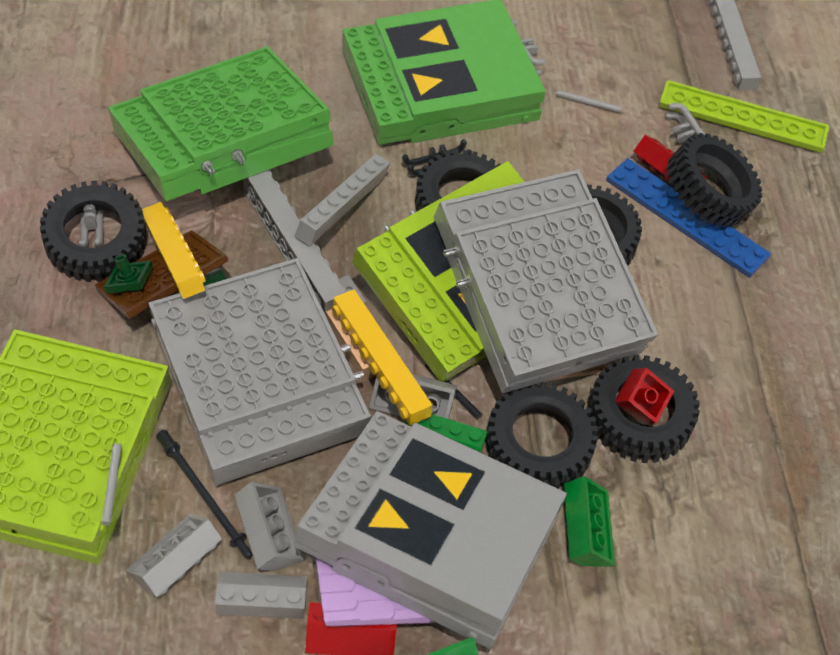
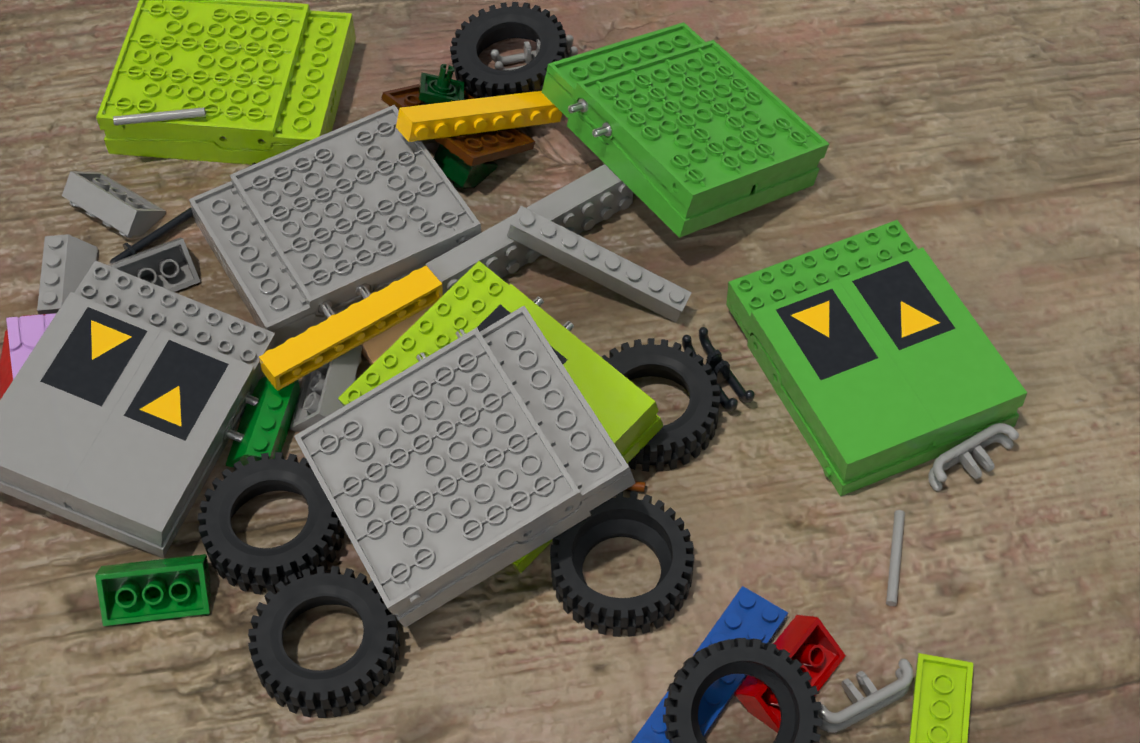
camera: 90 degrees right, 0 degrees up
(644, 396) = (324, 626): red brick -> none

